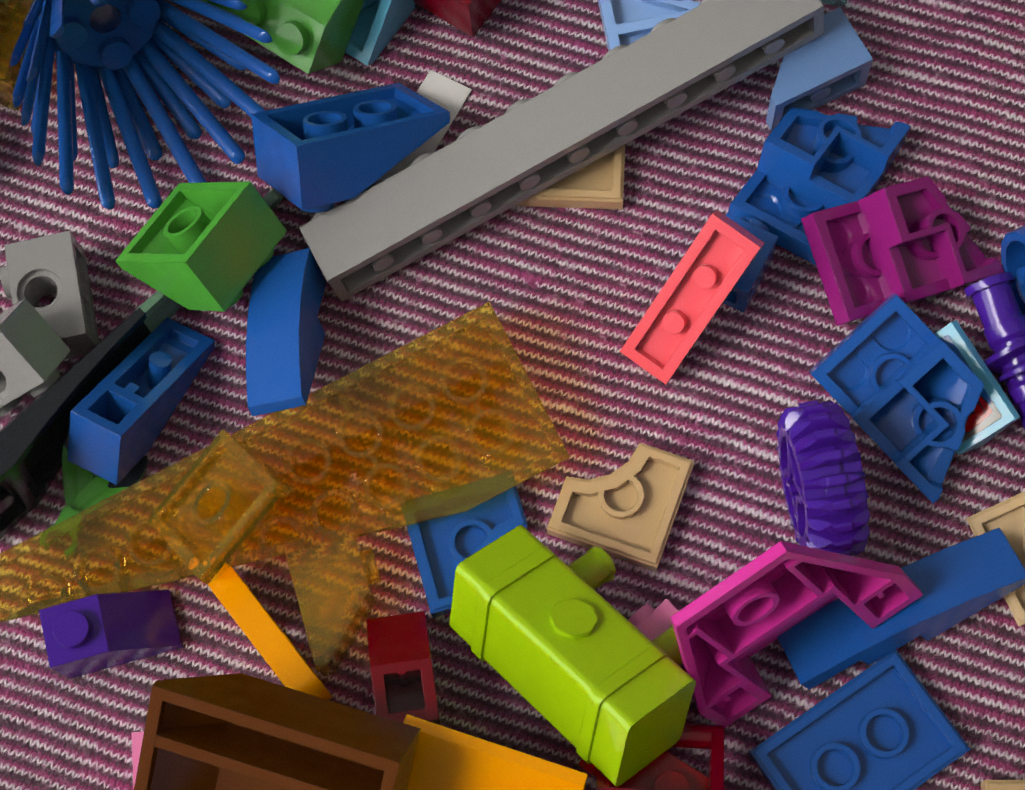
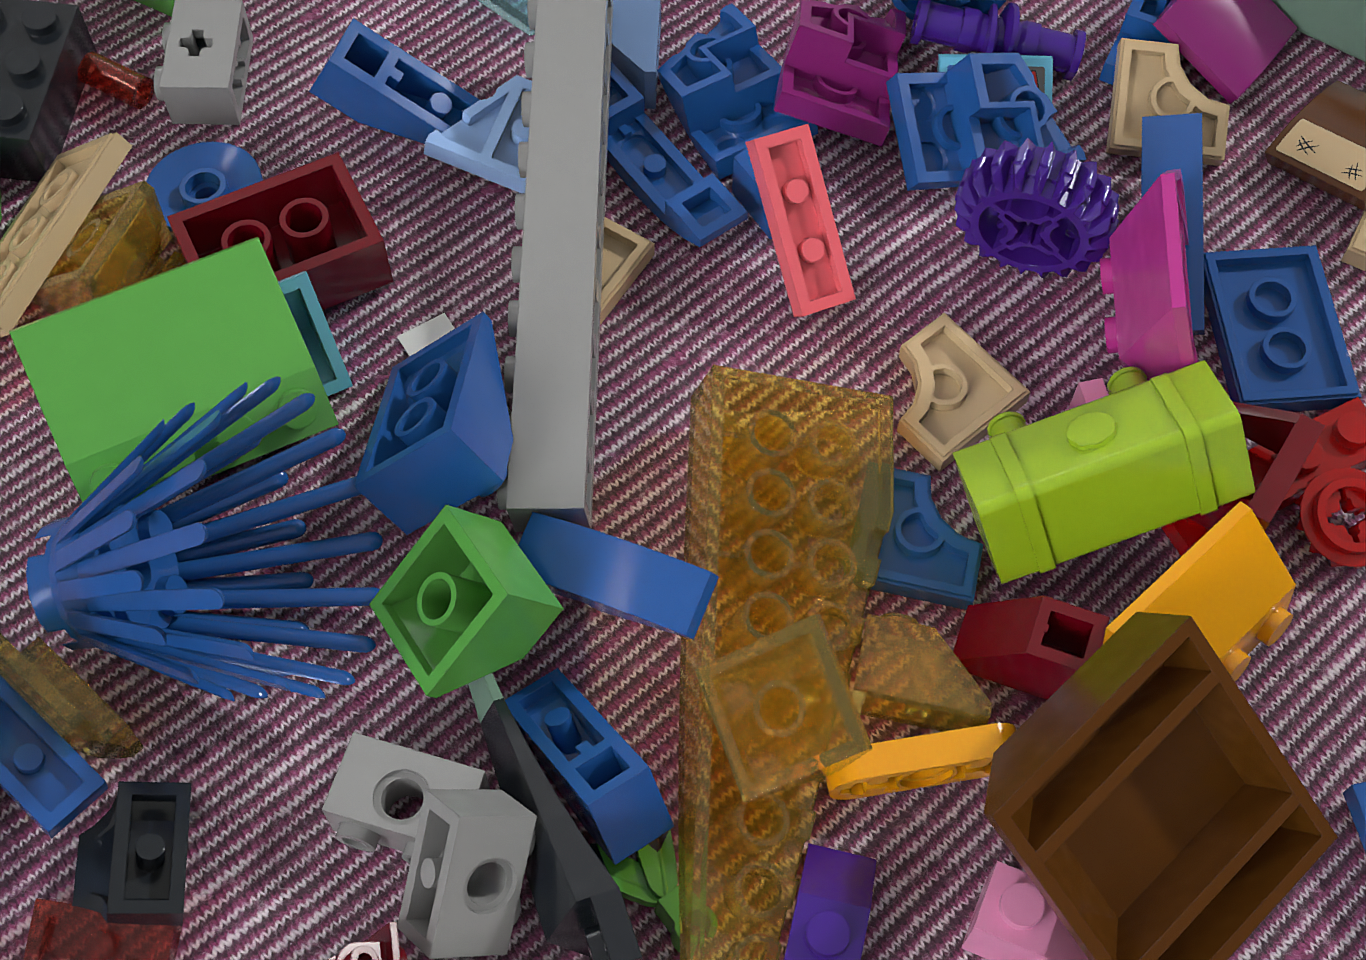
camera: 70 degrees left, 10 degrees down
(699, 166) = (661, 175): none -> blue slope

